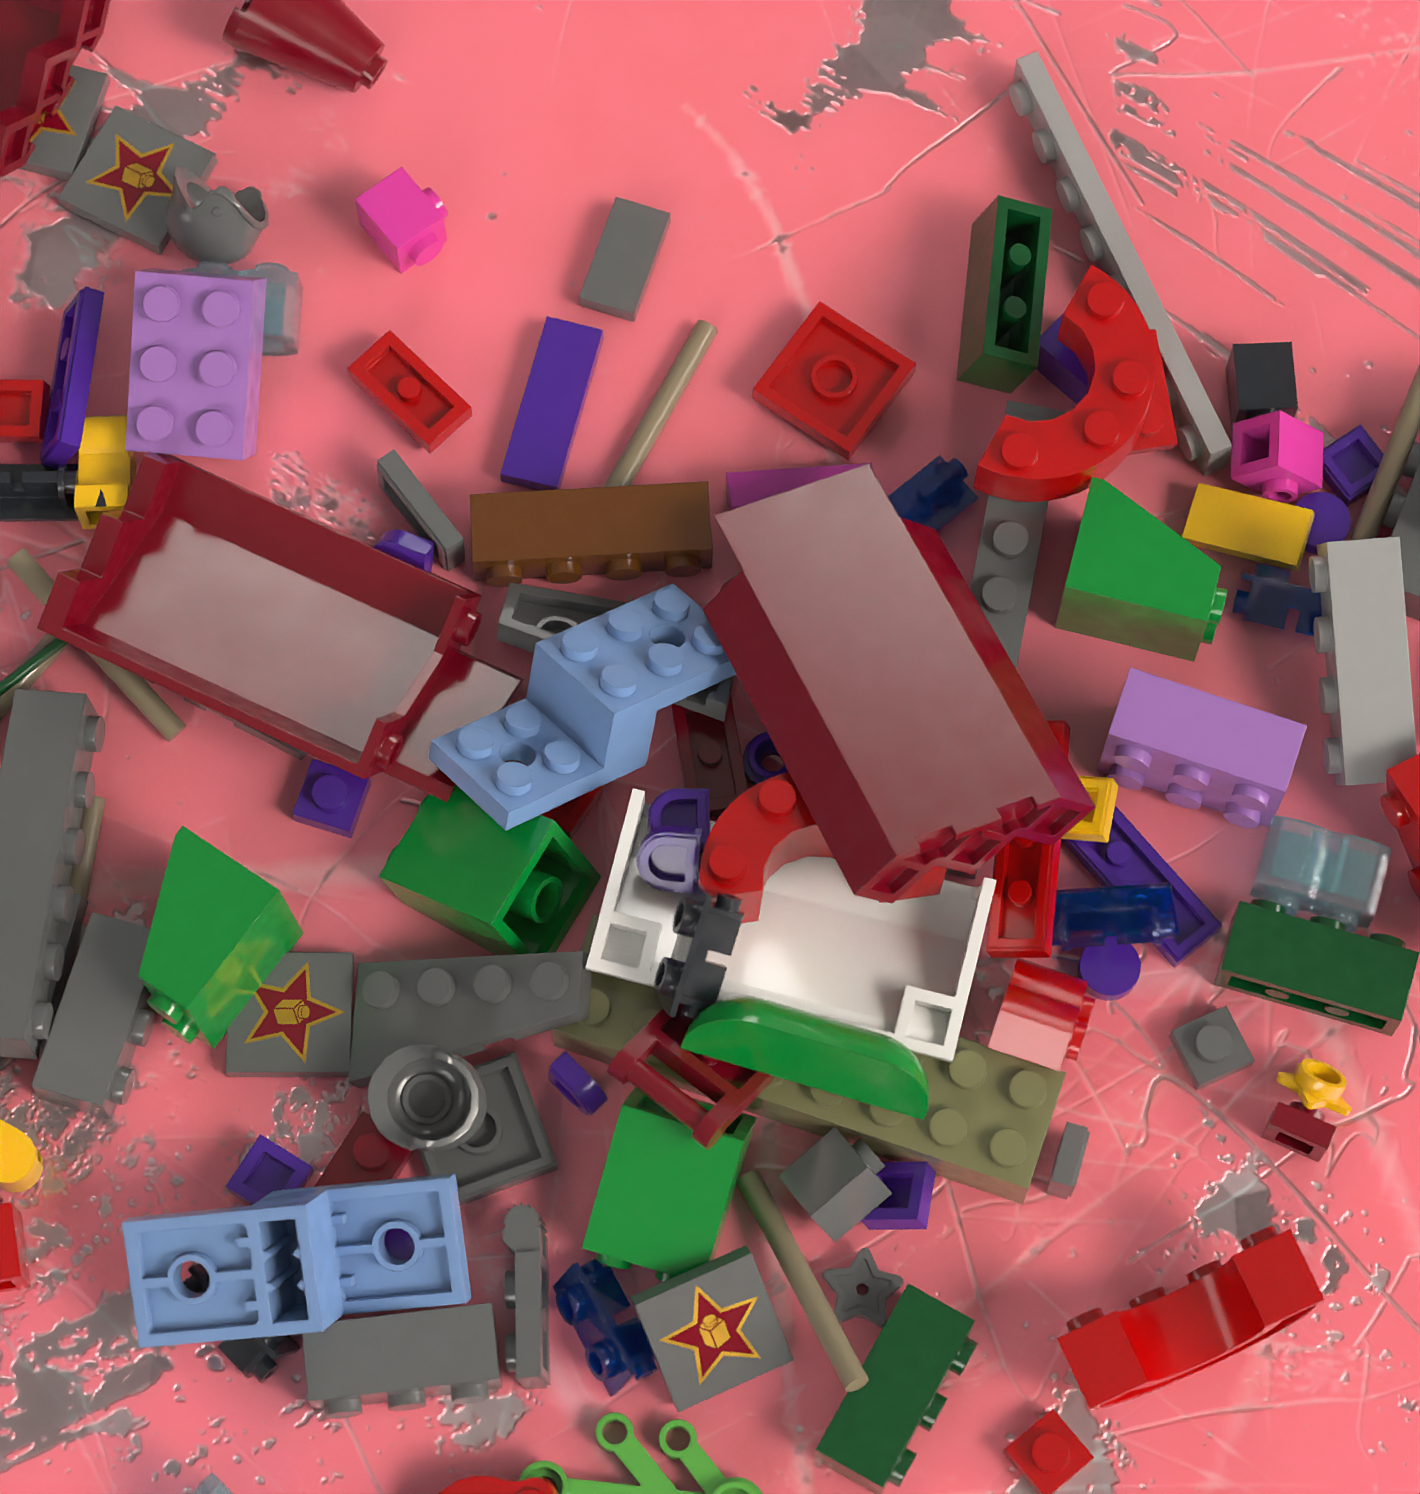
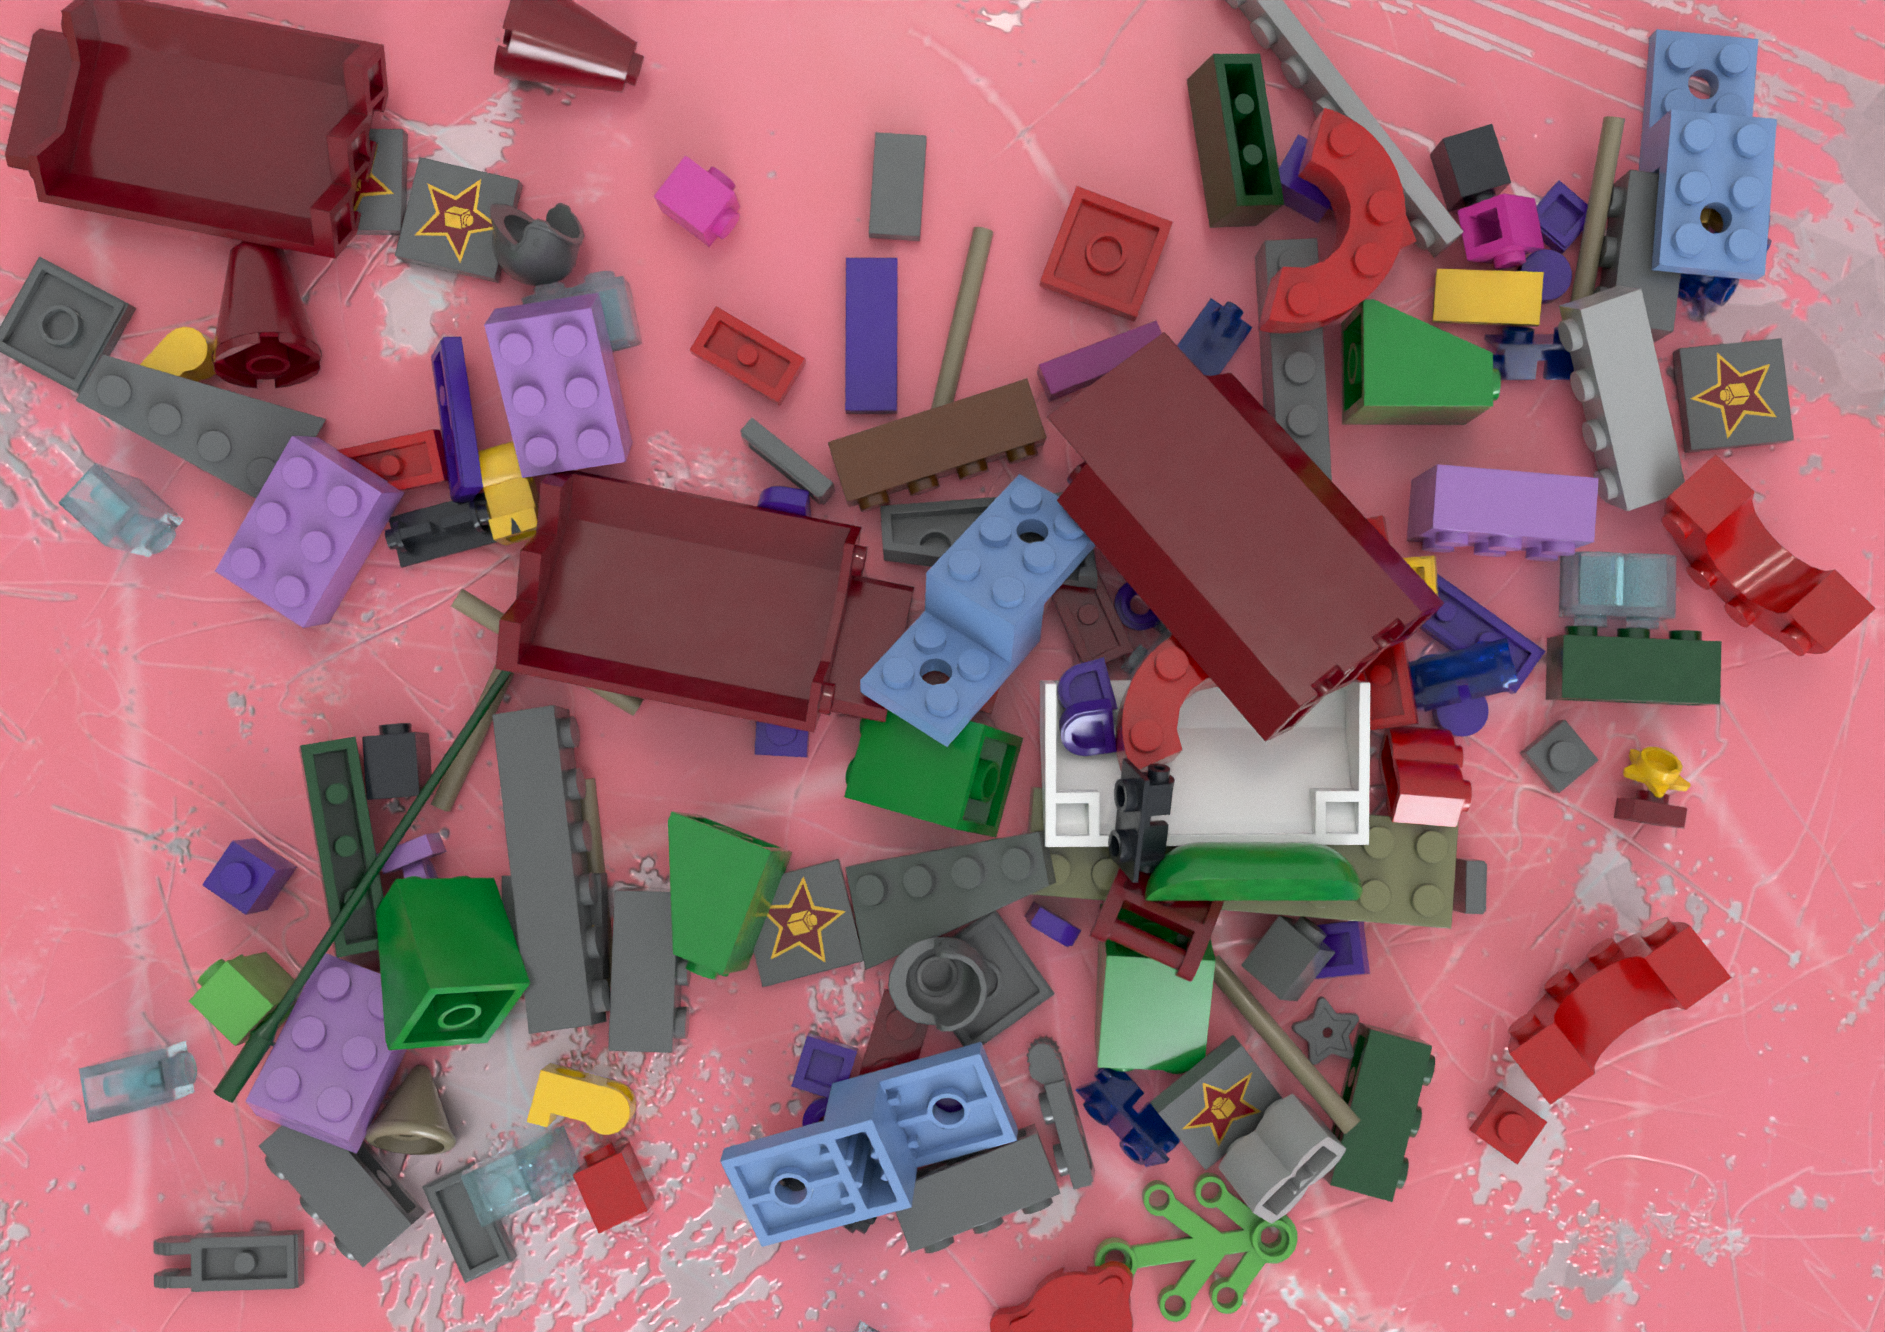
camera: 15 degrees left, 15 degrees up
(764, 1410) = (1281, 1158): none -> light grey brick

